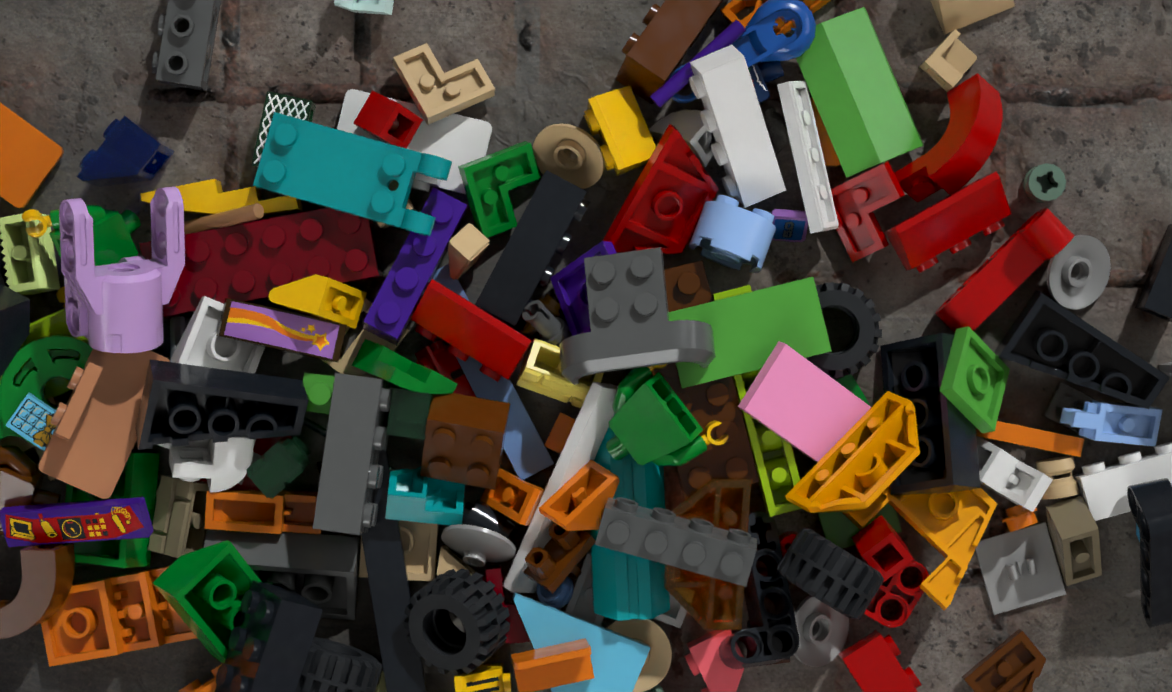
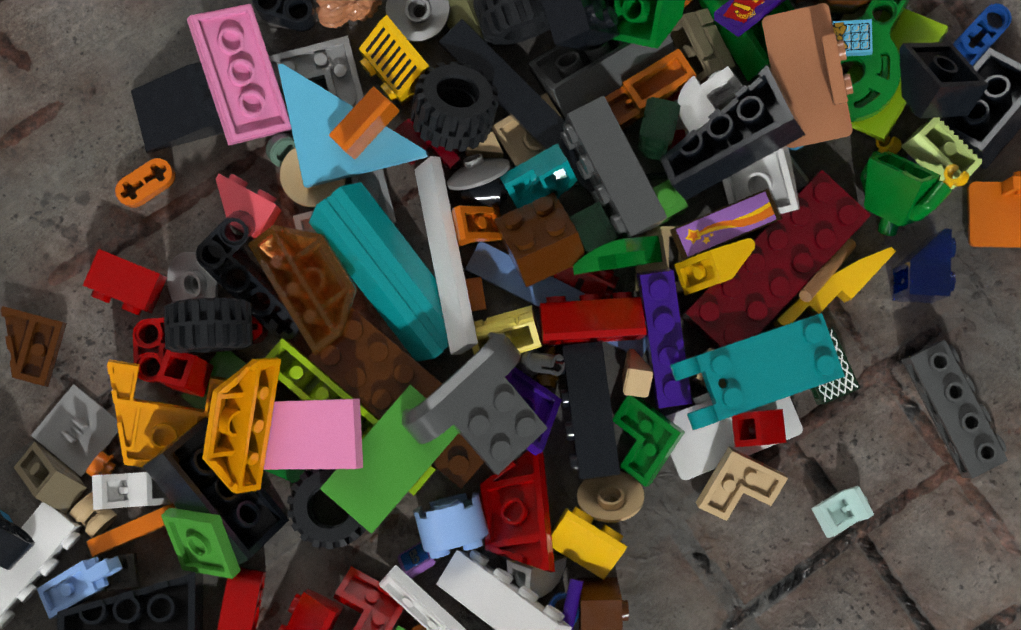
camera: 145 degrees right, 5 degrees down
(123, 301) = (853, 163): lavender piece -> none
(558, 558) = (414, 204): reddish brown hips -> none
(560, 597) = (401, 181): medium blue plate -> none
(582, 498) = (425, 255): orange slope -> none
(655, 423) = (411, 345): green torso -> none
(677, 541) = (335, 271): dark grey brick -> none

